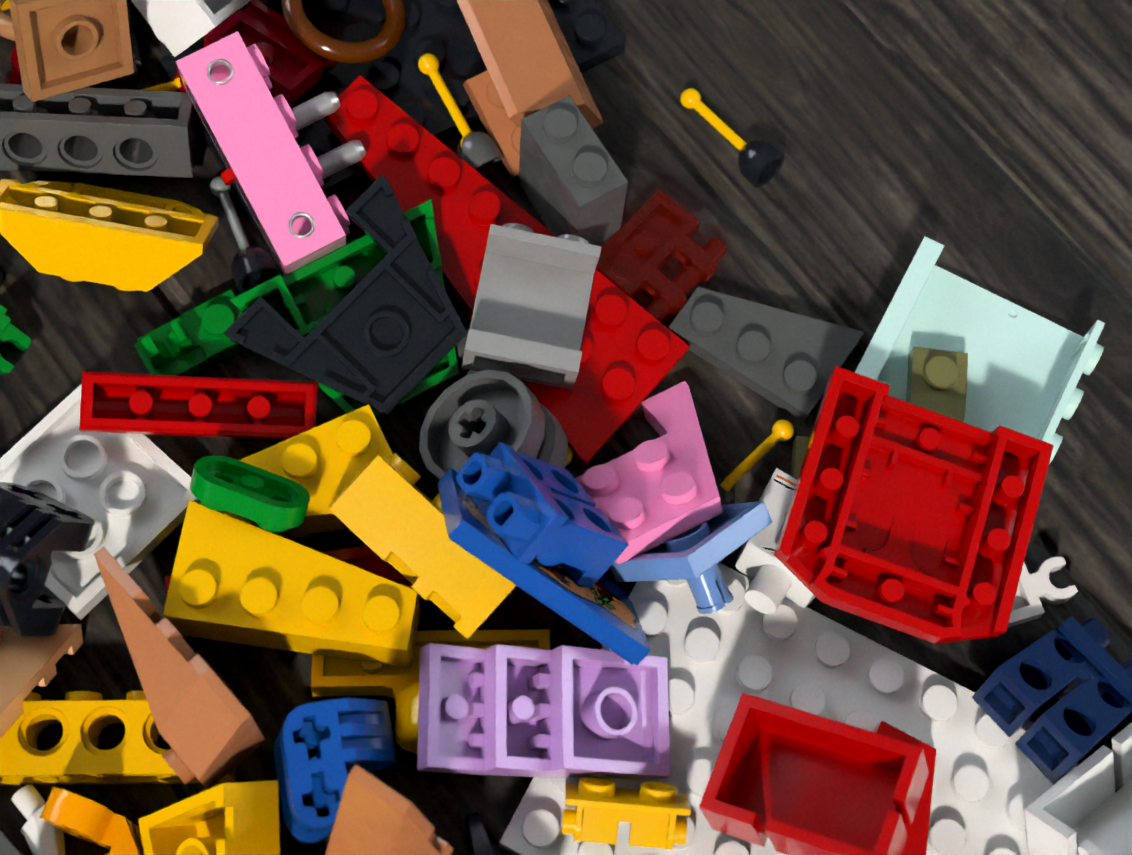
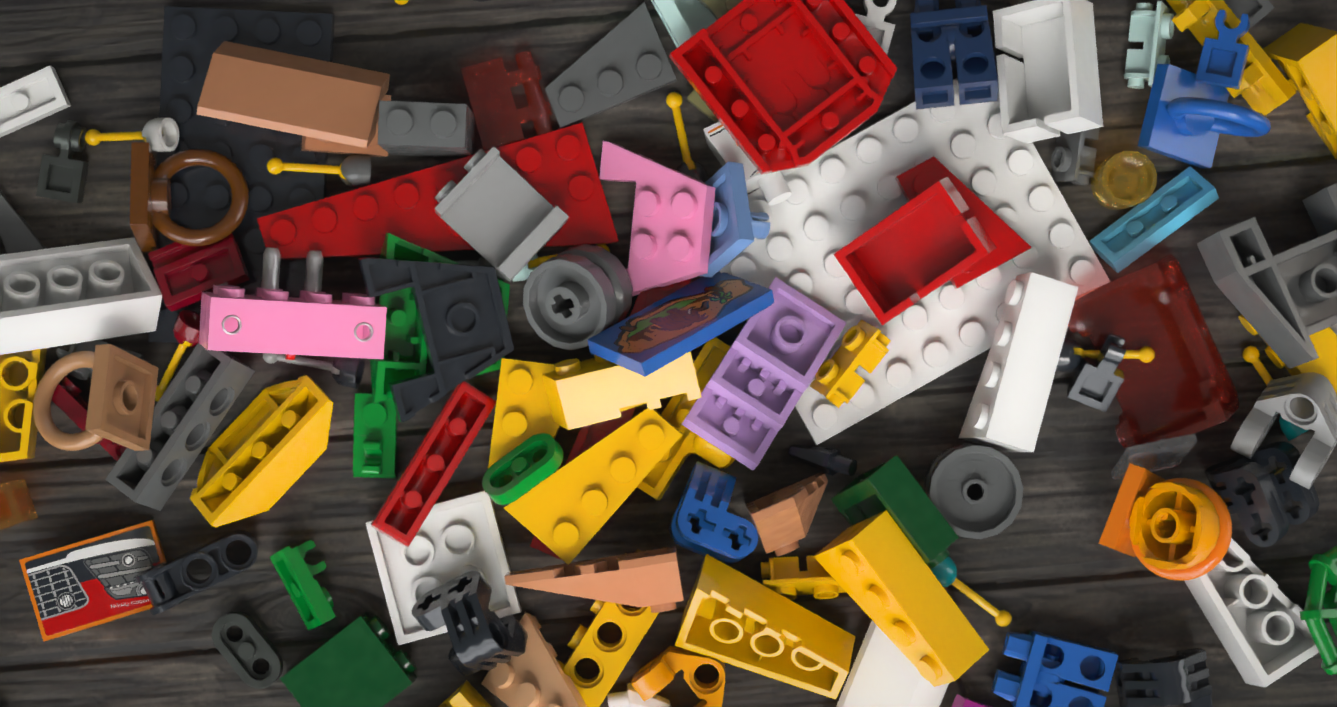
camera: 50 degrees left, 20 degrees up
(542, 513) = (655, 307): blue hips -> none

